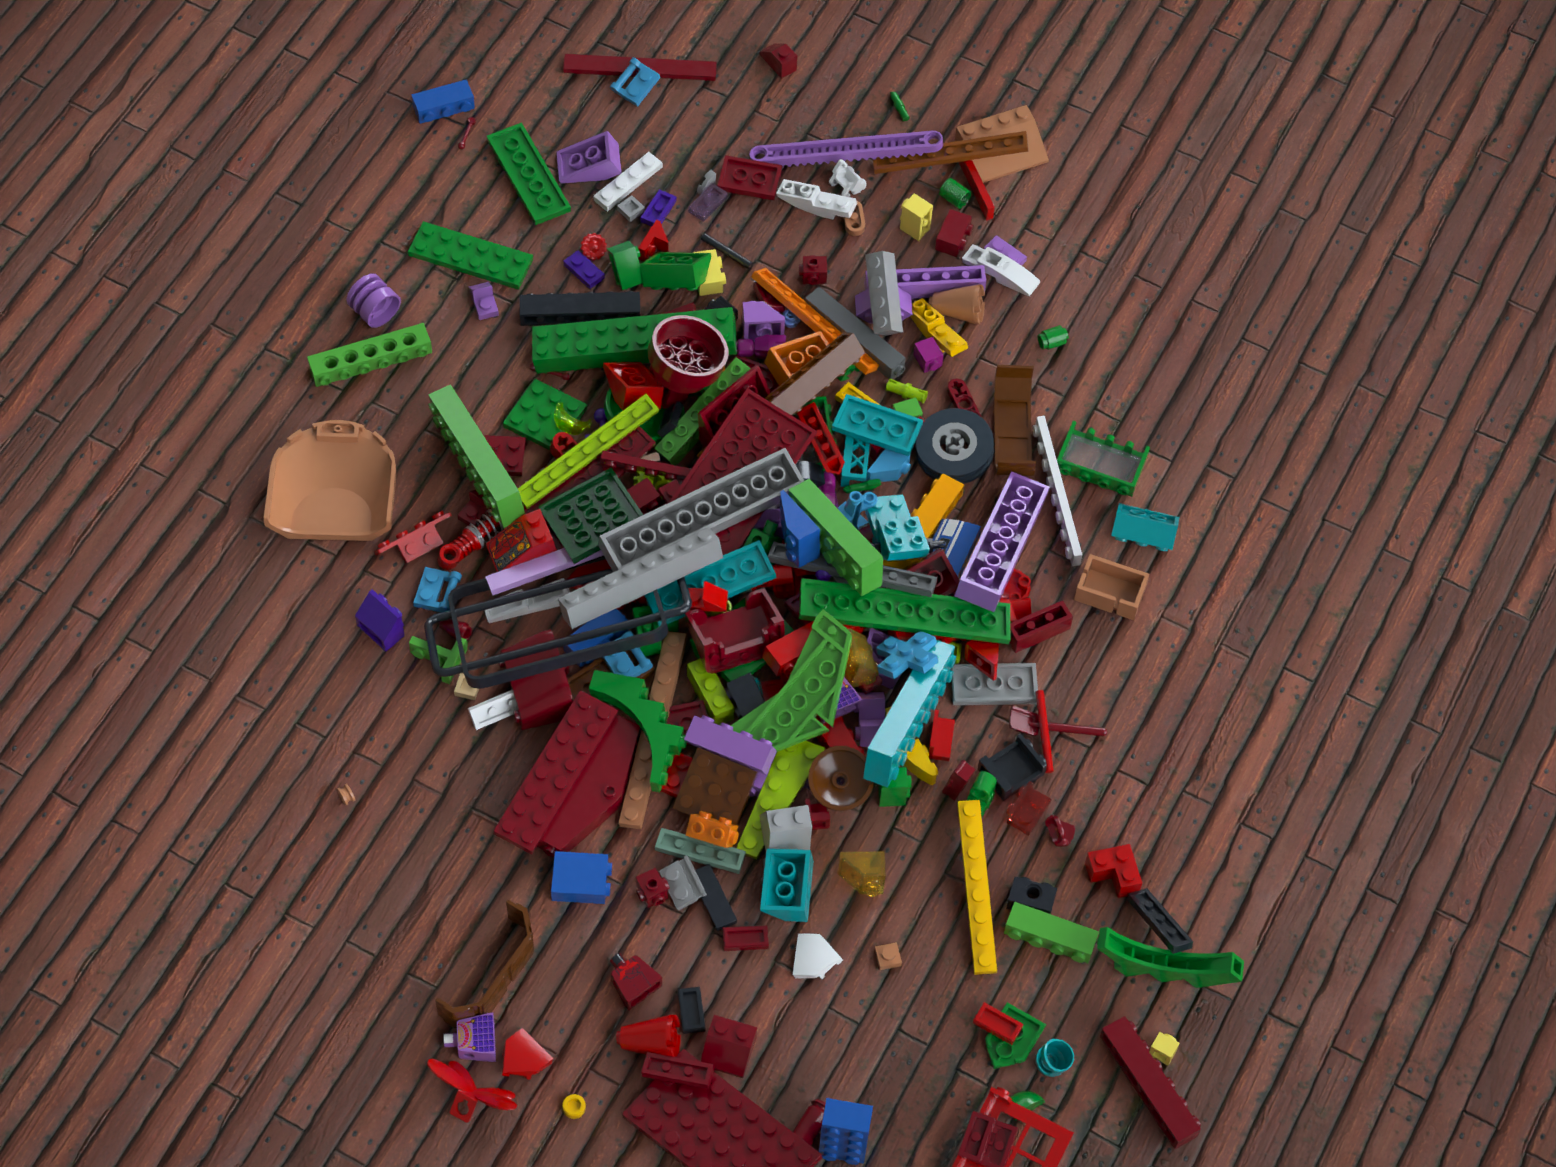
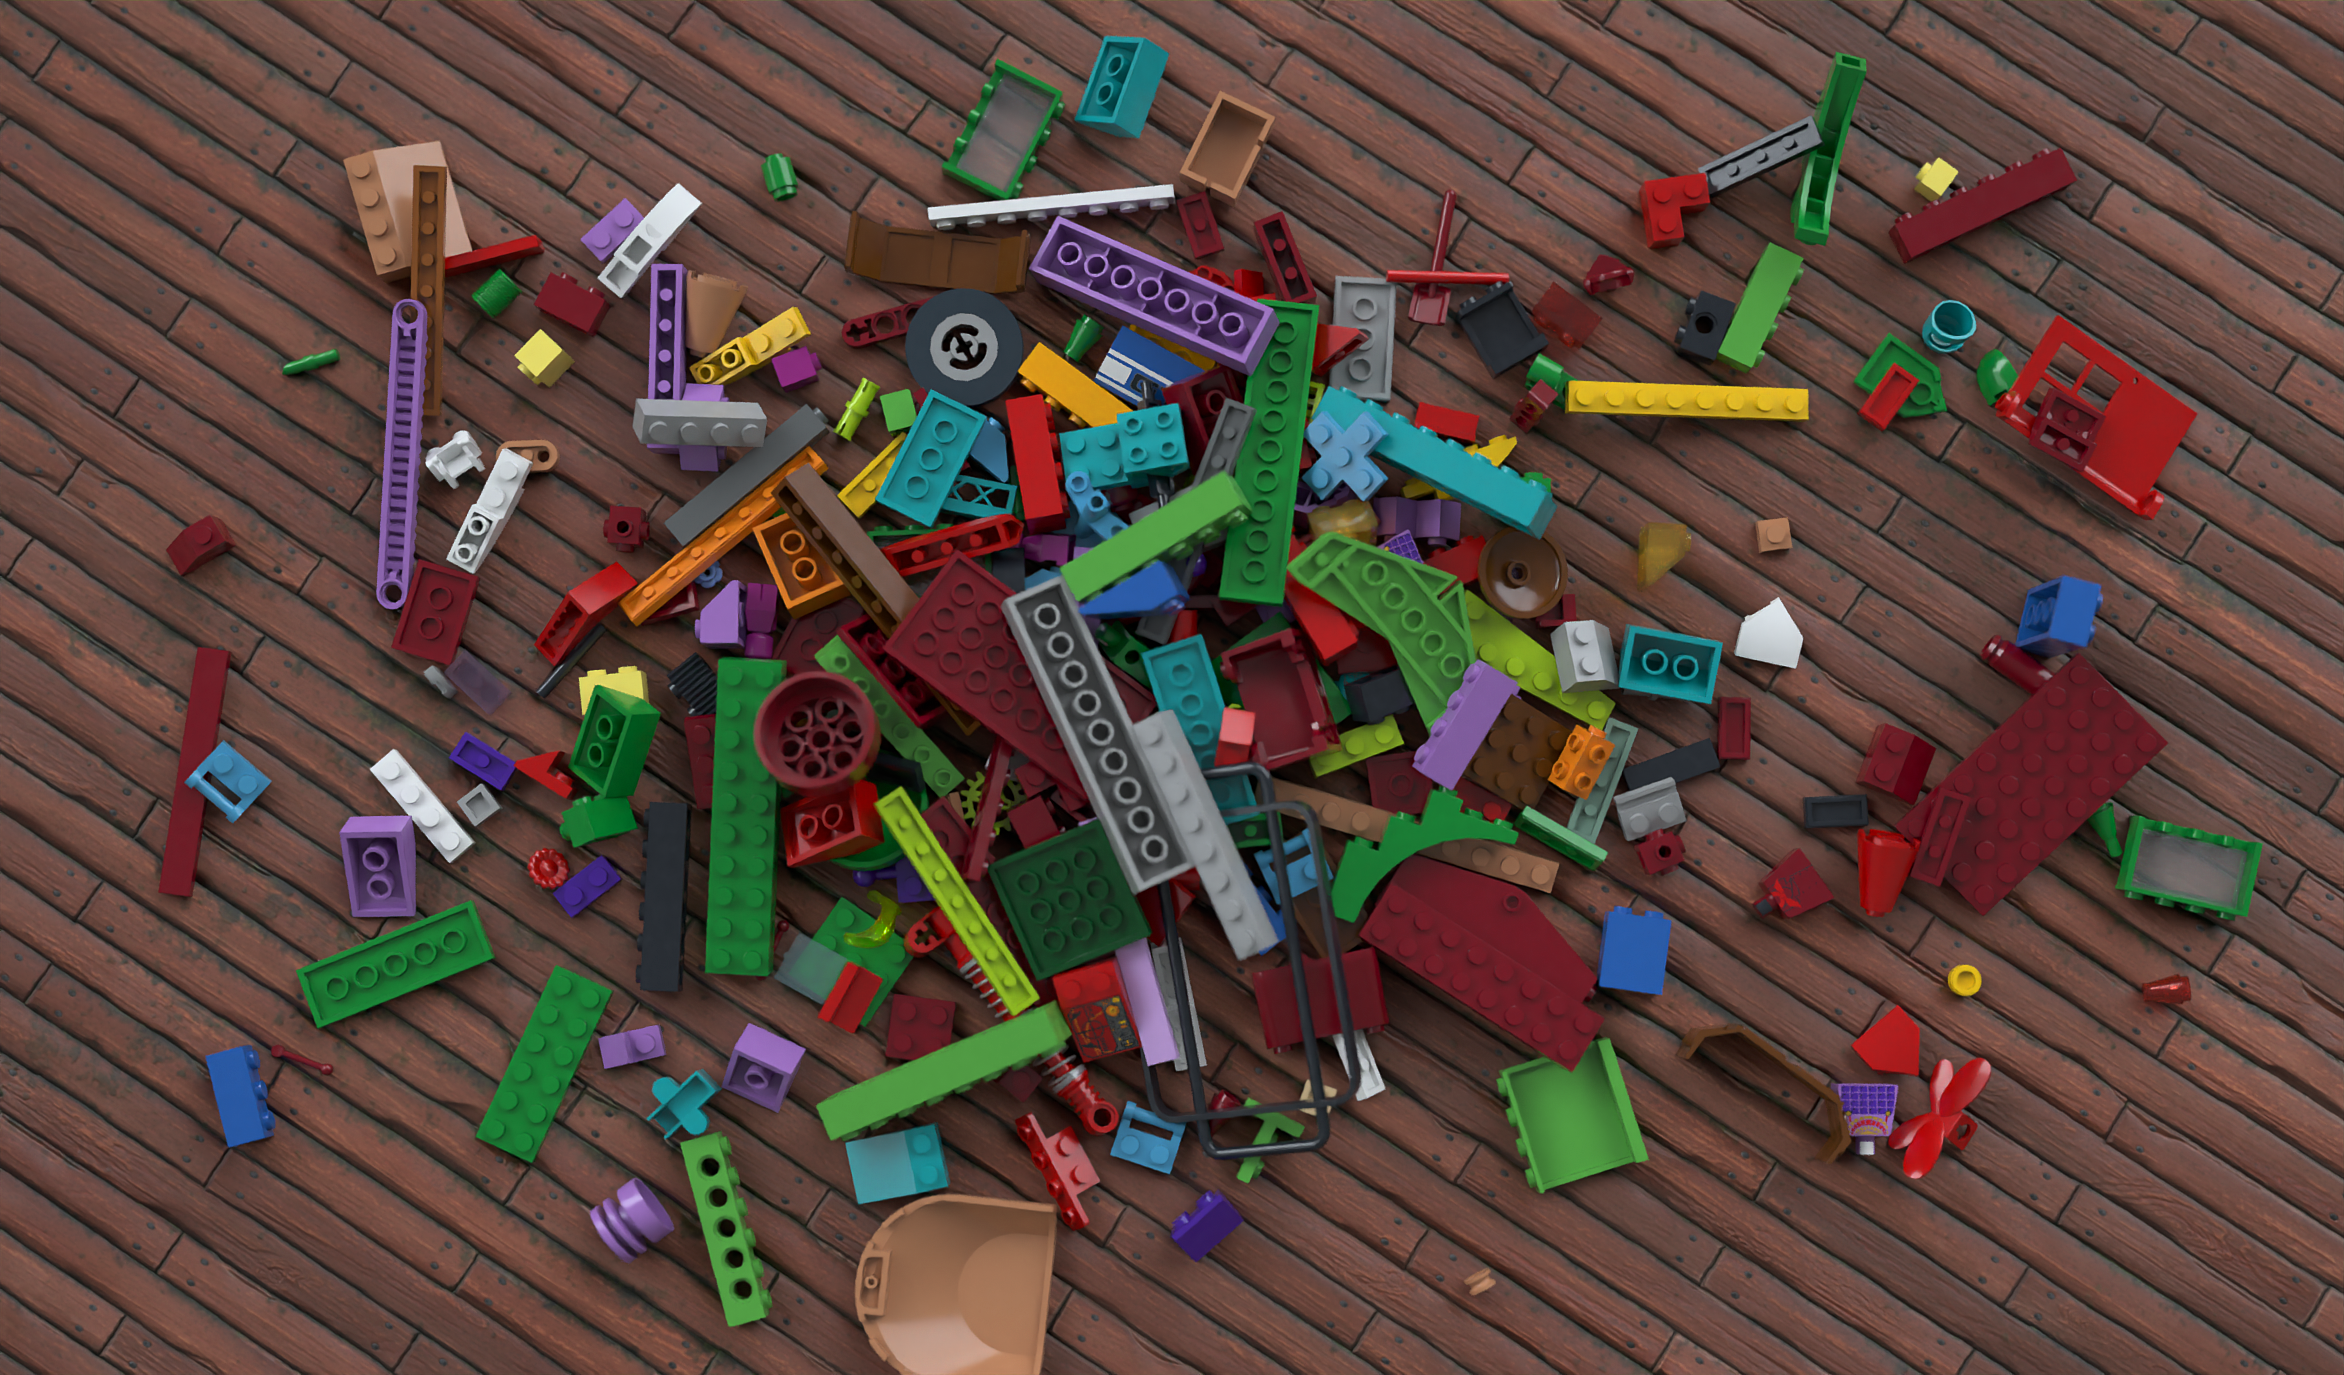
camera: 80 degrees left, 25 degrees up
(415, 449) = (898, 1163): none -> teal slope
(450, 325) = (684, 1103): none -> teal piece
(461, 847) = (1571, 1120): none -> bright green panel
(474, 367) = (763, 1067): none -> medium lavender slope
(522, 407) = (850, 997): none -> red panel
(539, 387) = (810, 968): none -> clear light blue piece
(657, 825) = (1560, 838): none -> green tile
(760, 248) = (583, 610): none -> red arch
(884, 480) = (1036, 466): none -> red brick
(972, 515) = (1083, 337): none -> green cone
(1057, 578) = (1200, 225): none -> dark red plate

